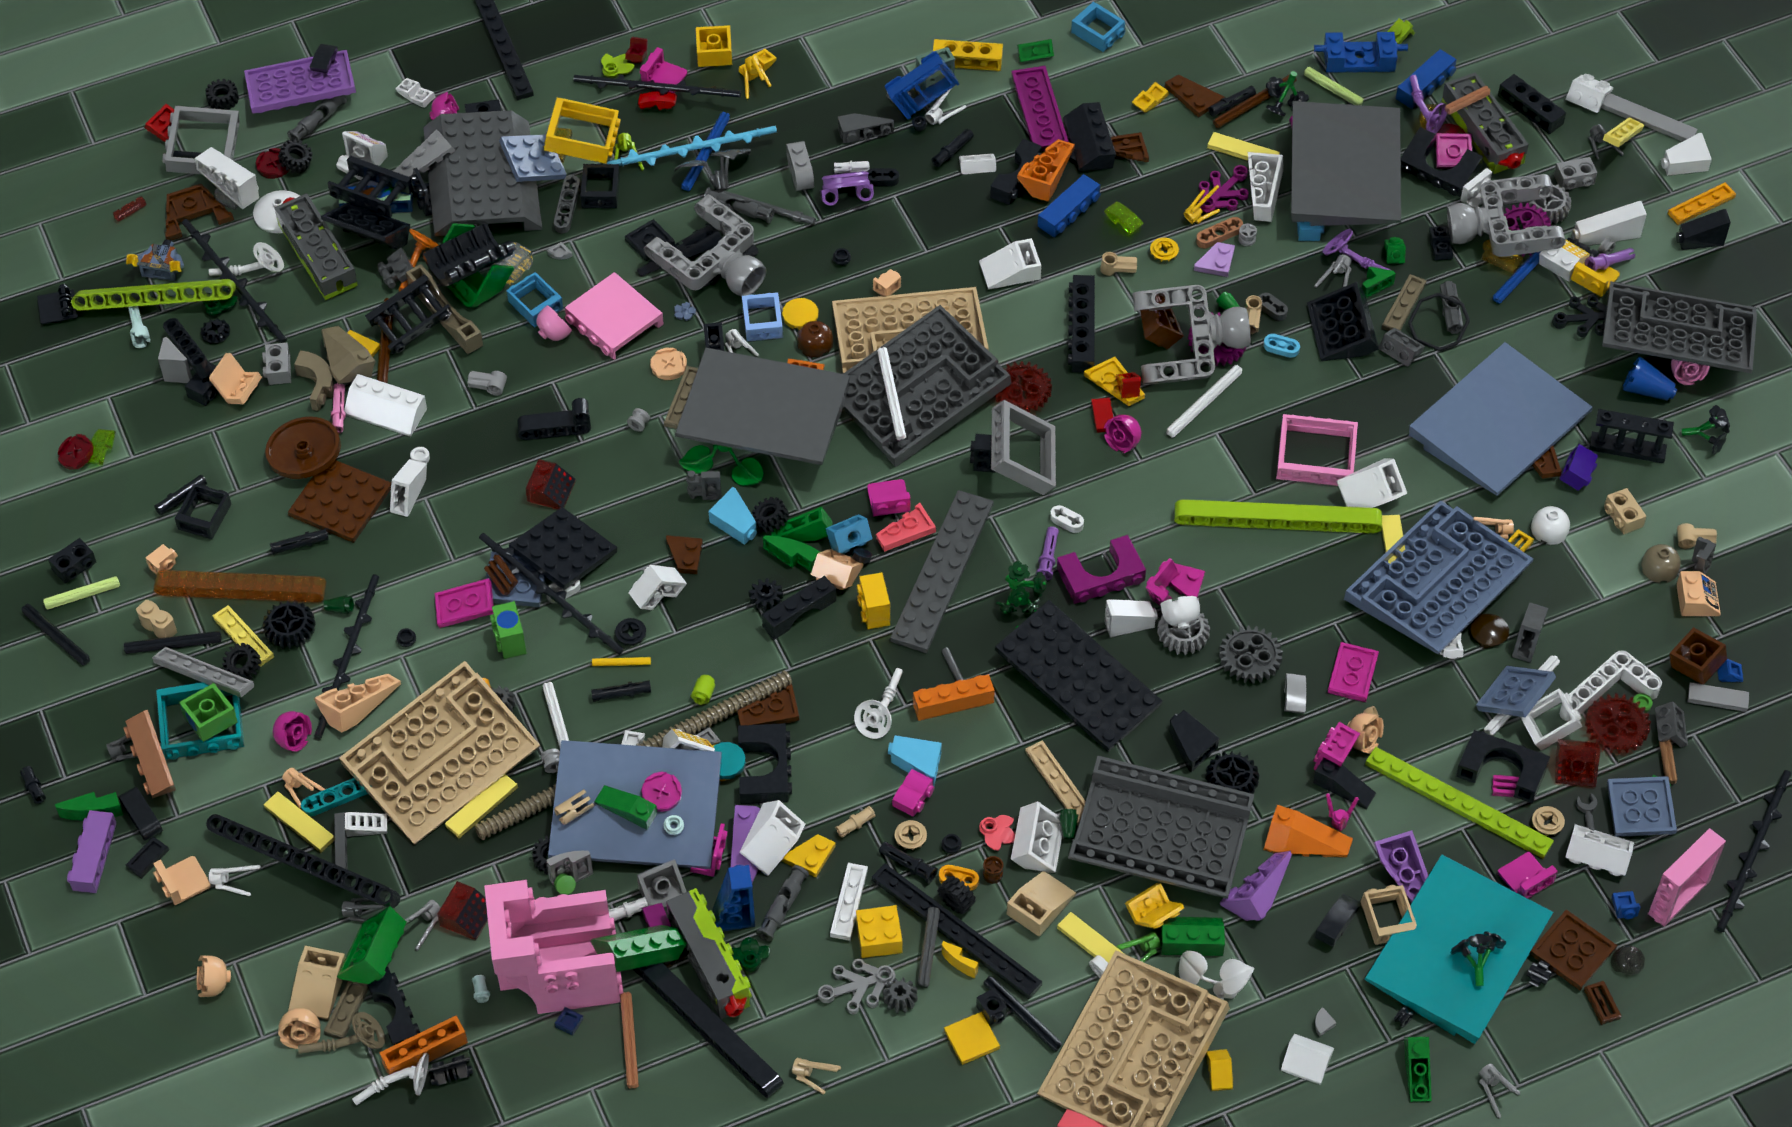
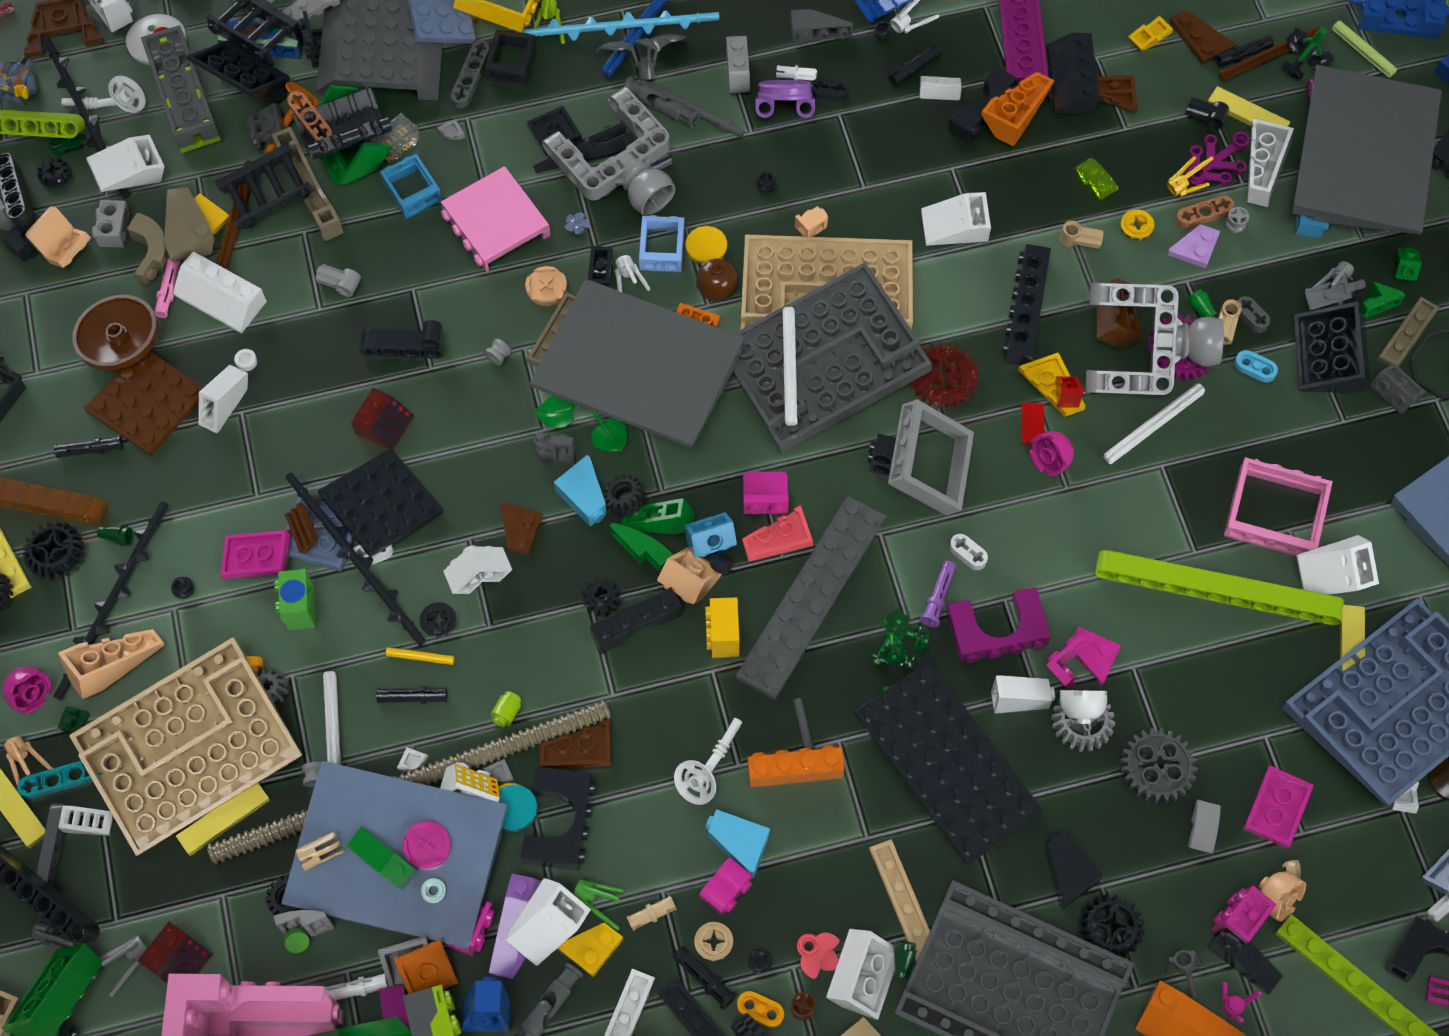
camera: 10 degrees right, 10 degrees up
(283, 313) = (127, 164): none -> white slope
(334, 750) = (73, 719): none -> dark green tile
(438, 245) = (310, 109): none -> nougat beam
(552, 325) = (422, 221): bright pink cylinder -> none
(676, 882) = (426, 968): none -> orange tile
(802, 813) = (589, 890): none -> bright green plant
(1069, 205) = (1036, 155): blue brick -> none
(1214, 154) = (1213, 114): none -> black piece
(1294, 787) = (1185, 963): none -> dark grey plant
(1332, 282) = (1326, 294): none -> black hinge
(1340, 244) = (1345, 251): medium lavender dish -> none

